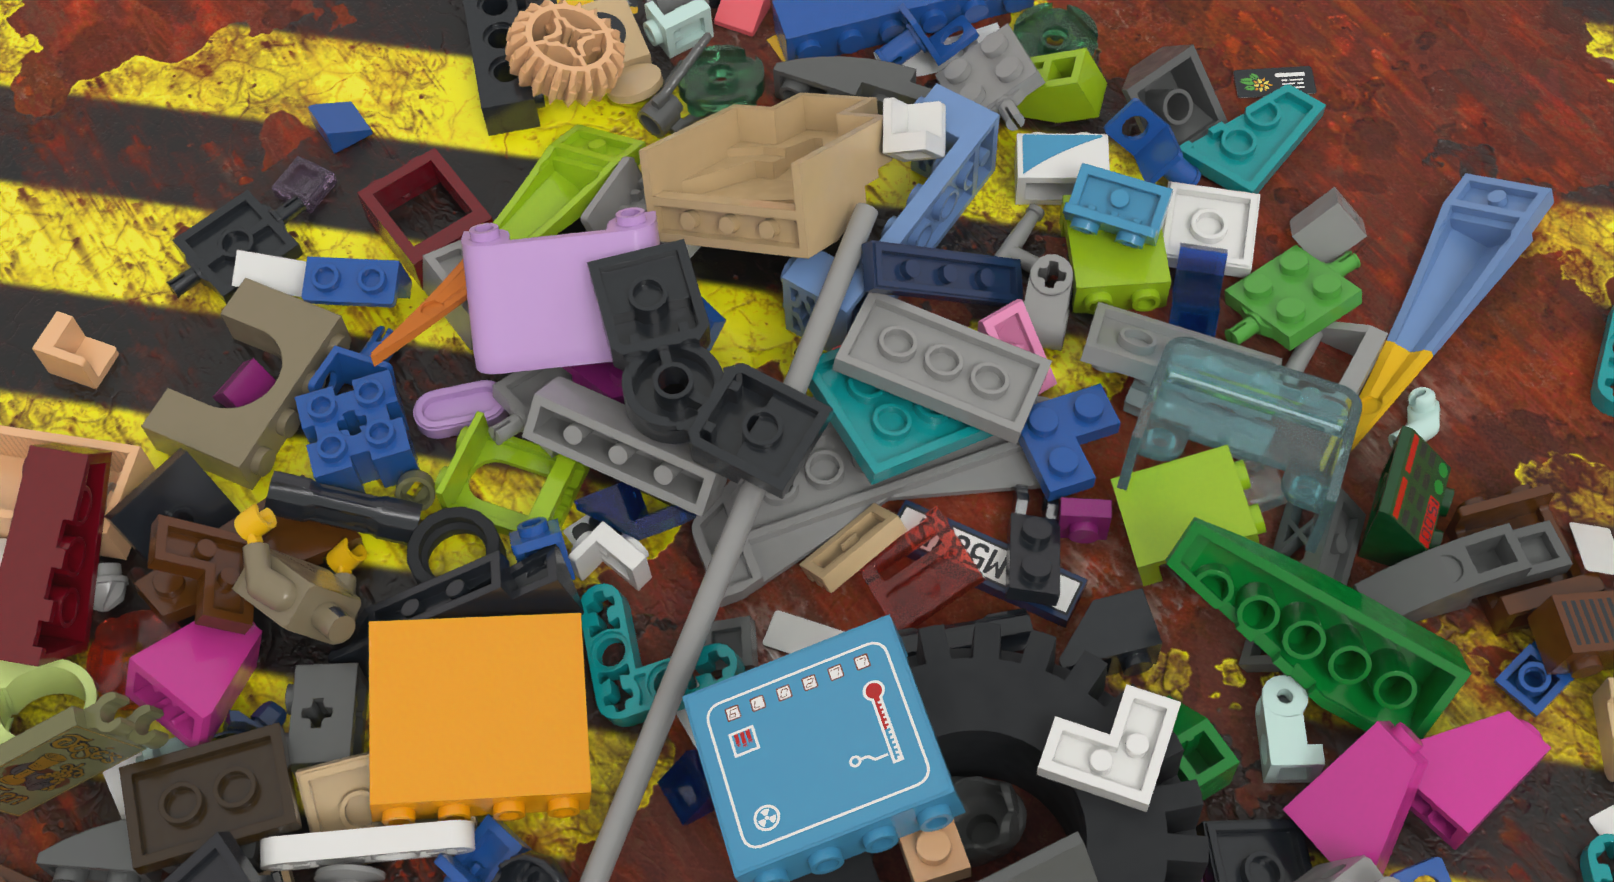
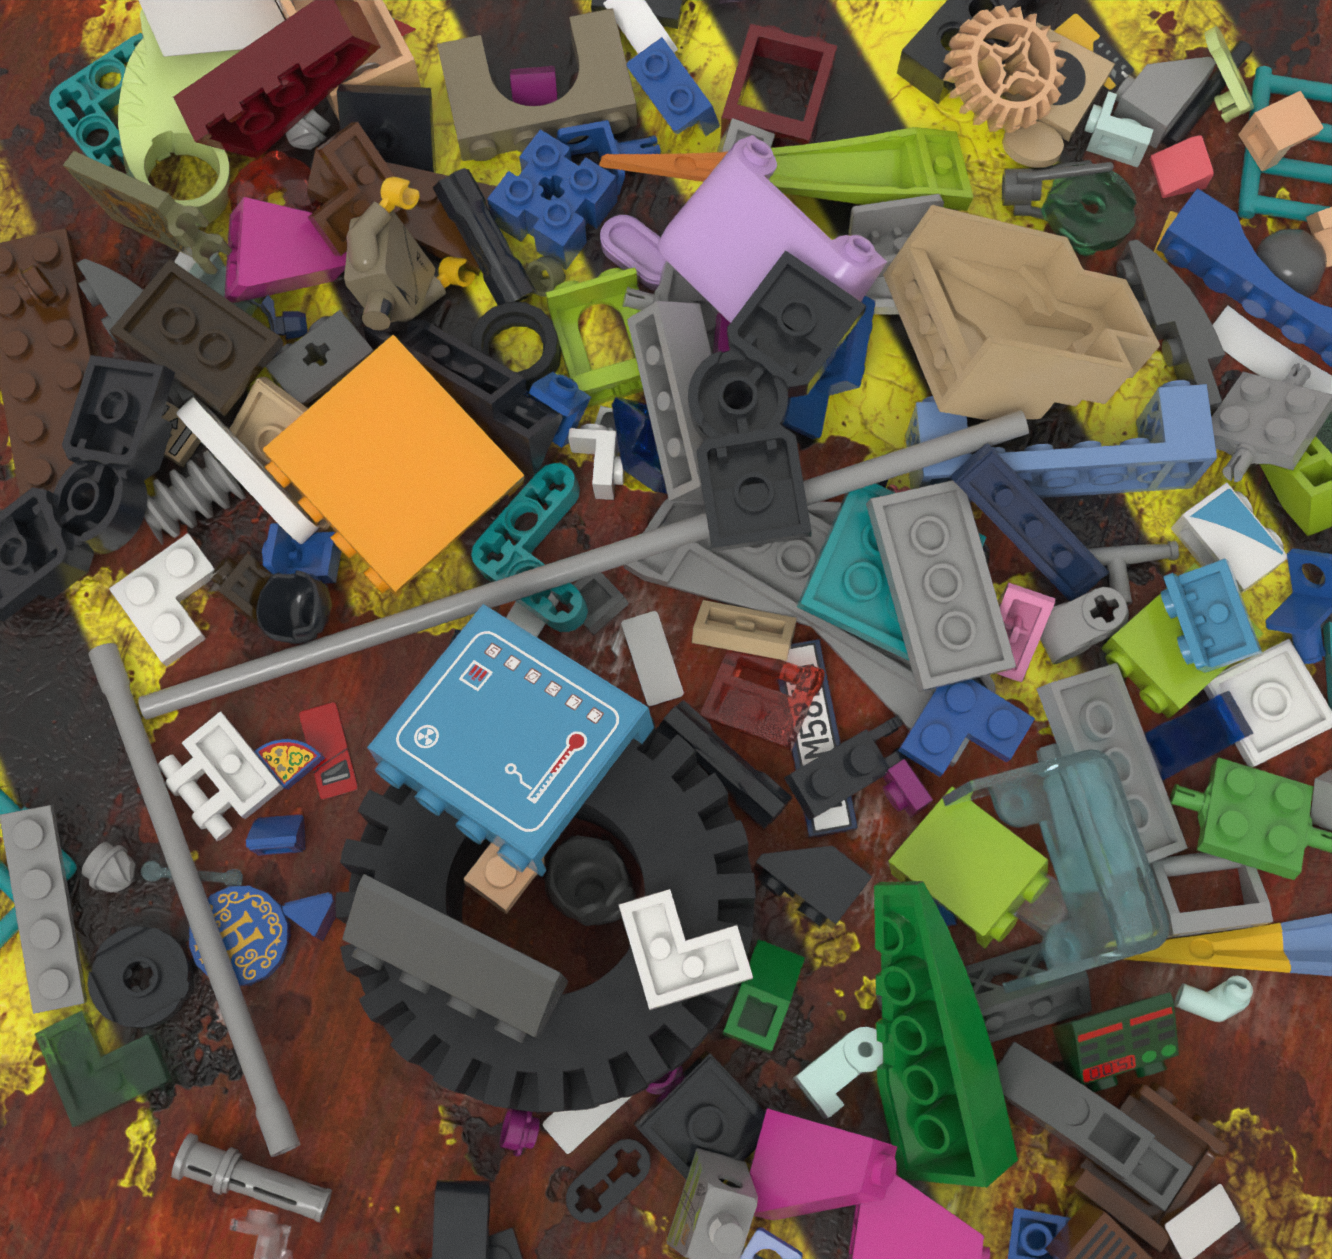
camera: 50 degrees right, 15 degrees up
(914, 130) = (1139, 400): white panel -> none
(915, 40) = (1262, 334): blue bracket -> none

